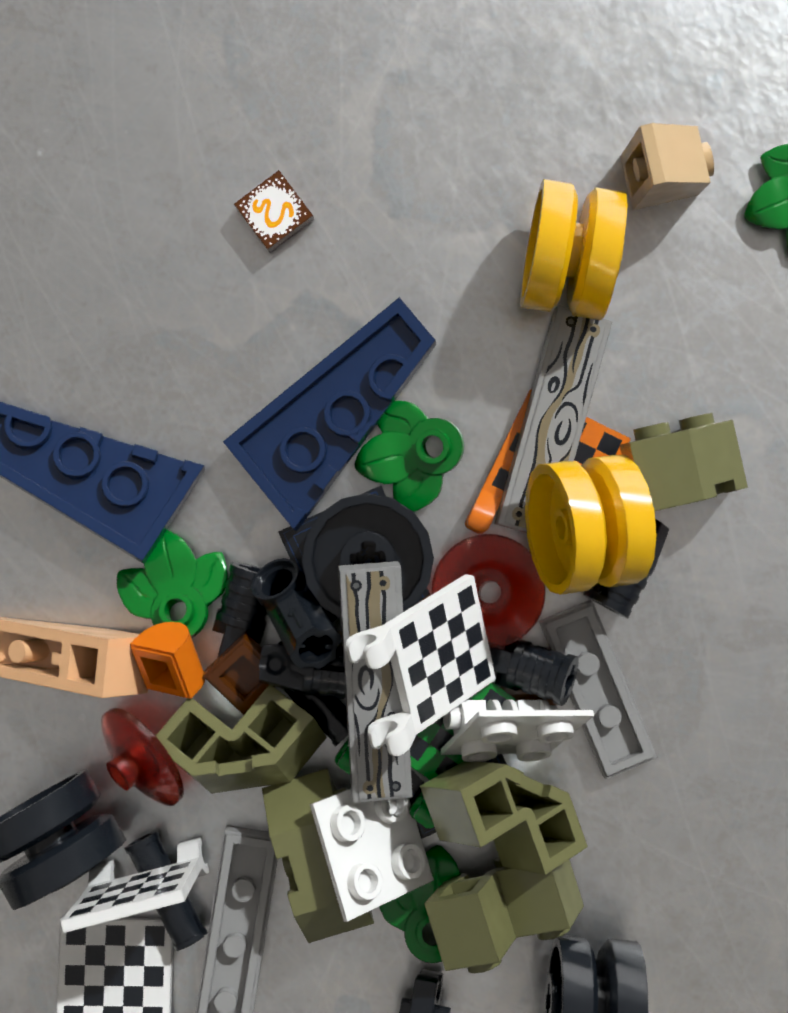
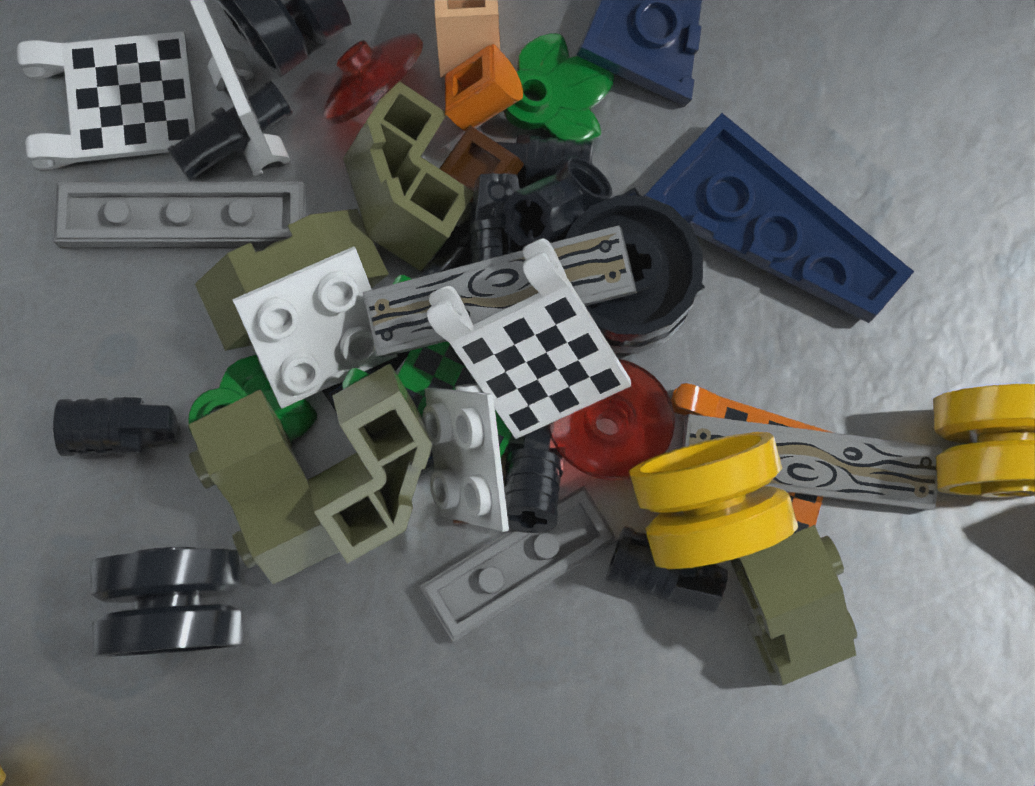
camera: 85 degrees right, 10 degrees down
(274, 211) = (975, 131): tile -> none
(401, 454) = (738, 306): green plate -> none

